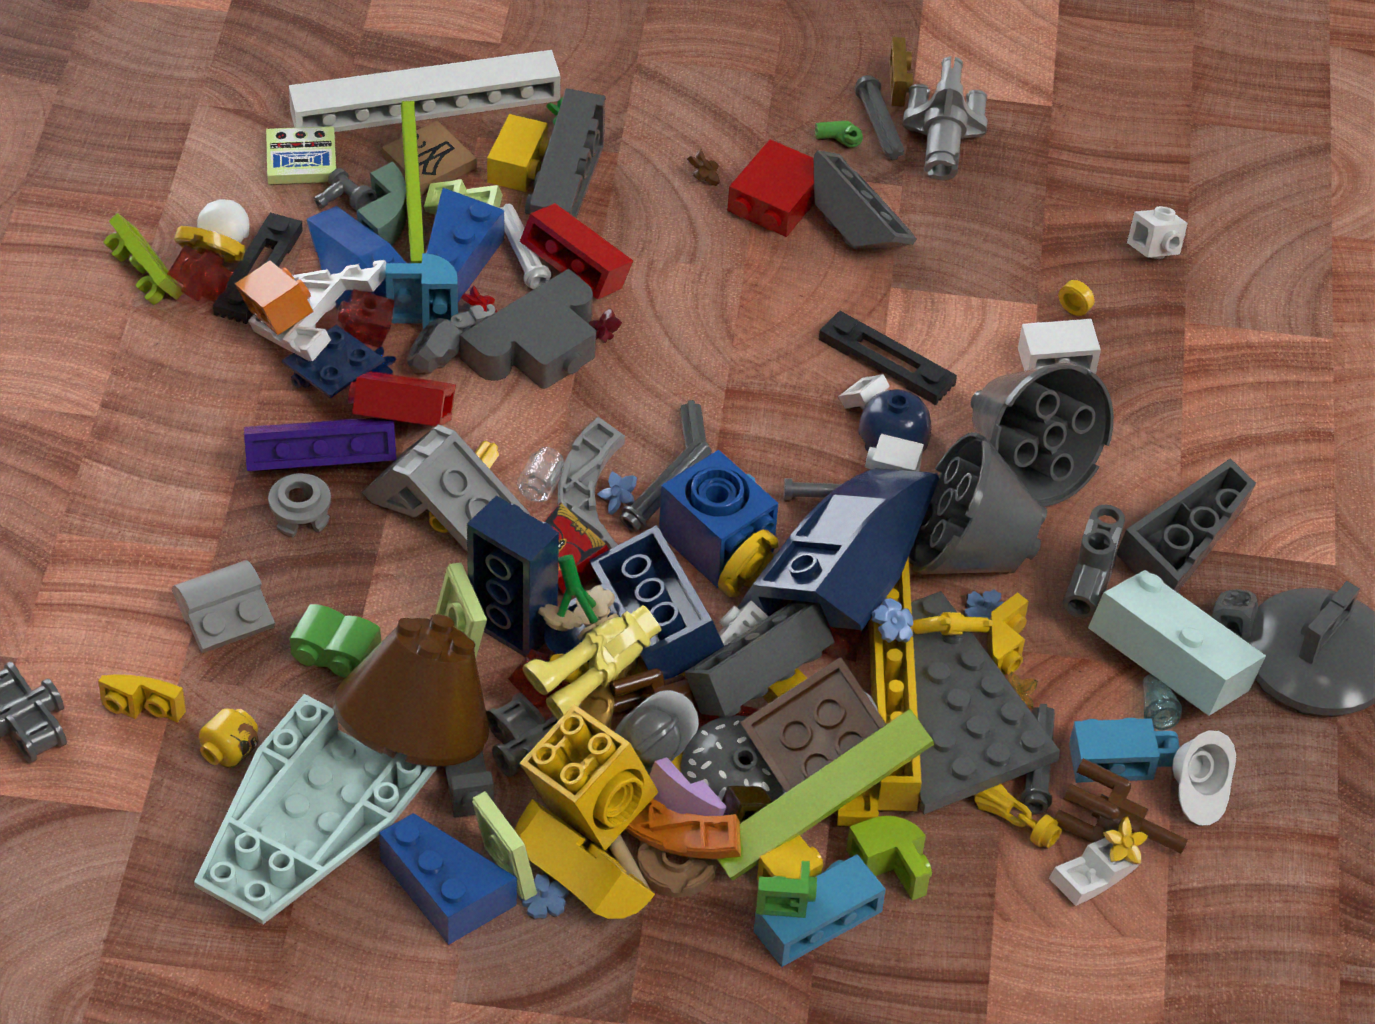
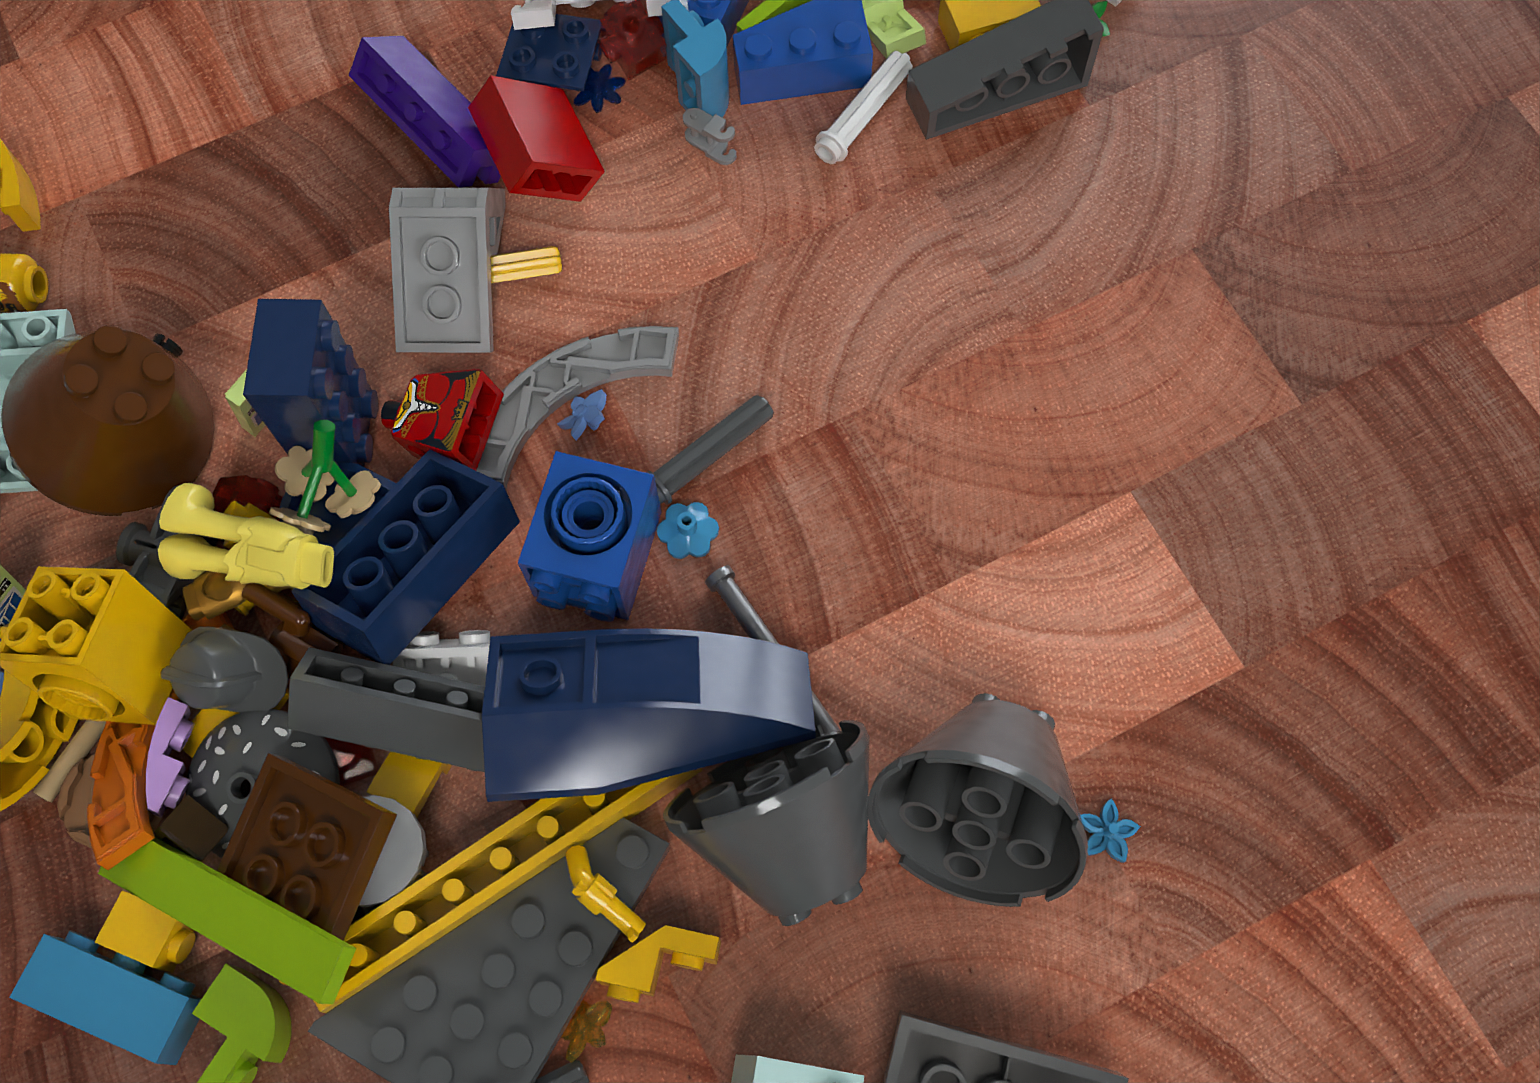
camera: 60 degrees right, 20 degrees up
(224, 606) = (172, 168): light grey brick -> none
(290, 513) = (350, 161): light grey piece -> none
(333, 640) = (188, 292): bright green brick -> none
(434, 346) = (648, 122): dark grey rock -> none
(466, 782) = (73, 538): dark grey bracket -> none
(477, 299) = (749, 122): red plant -> none
(539, 334) = (747, 197): dark grey brick -> none
(541, 474) = (548, 327): clear brick -> none
(572, 245) = (885, 155): red brick -> none
(606, 325) = (811, 249): dark red plant -> none
(636, 515) = (625, 452): dark grey axle -> none
(706, 169) = (1132, 195): reddish brown plant -> none
(747, 562) = (550, 607): yellow tile -> none
(774, 188) = (1164, 282): red brick -> none
(786, 896) = (47, 960): bright green bracket -> none
(842, 131) = (1321, 289): bright green arm -> none
(855, 206) = (1207, 382): dark grey wedge -> none
(863, 391) = (926, 566): white plate -> none
(869, 91) = (1411, 276): dark grey axle -> none
(894, 621) = (533, 828): medium blue plant -> none
(895, 415) = (904, 632): dark blue cylinder -> none
(895, 454) = (839, 667): white brick -> none
(899, 64) = (1459, 295): pearl gold plate -> none
(929, 379) = (1010, 624): black container -> none
(945, 119) = (1434, 384): light grey wheel -> none
(982, 605) = (705, 906): medium blue plant -> none
(1059, 343) = (1178, 738): white brick -> none
(1076, 297) = (1280, 708): yellow tile -> none
(1094, 562) = (800, 1012): dark grey connector -> none
(1157, 232) = (1472, 739): white brick -> none

